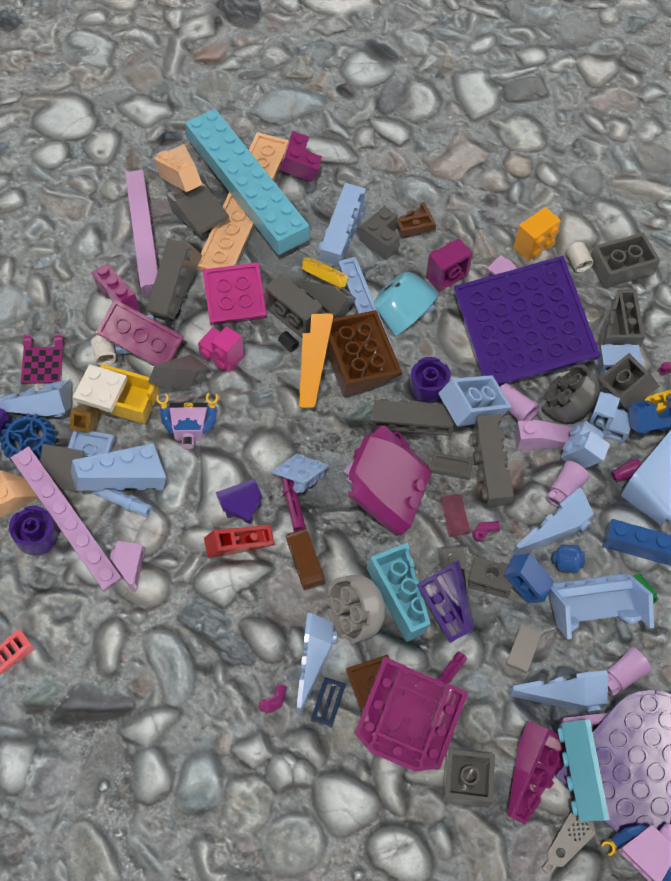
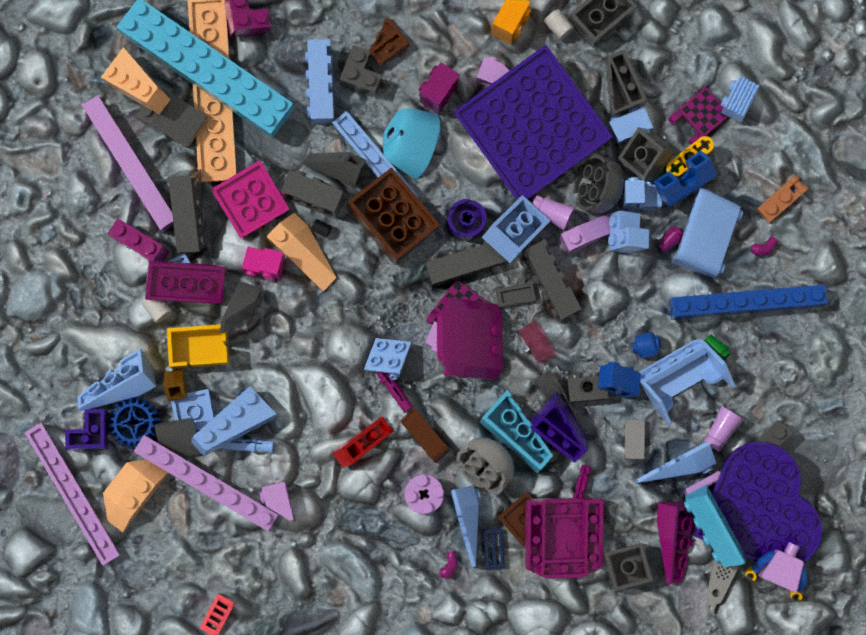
camera: 20 degrees left, 20 degrees up
(33, 530) = (176, 499): dark purple brick -> none
(42, 364) = (106, 341): magenta flag -> none
(100, 388) = (179, 354): white plate -> none
(188, 420) = (267, 347): torso -> none
(240, 500) = (347, 403): dark purple slope -> none
(262, 353) = (301, 248): none -> light nougat wedge
(278, 602) = (423, 483): none -> lavender brick
(313, 355) = (355, 245): light orange wedge -> none
(324, 272) = (313, 137): yellow beam -> none
(484, 528) = (564, 345): magenta arm -> none
(567, 521) = (635, 308): light blue wedge -> none
(569, 480) = (622, 276): lavender plant -> none

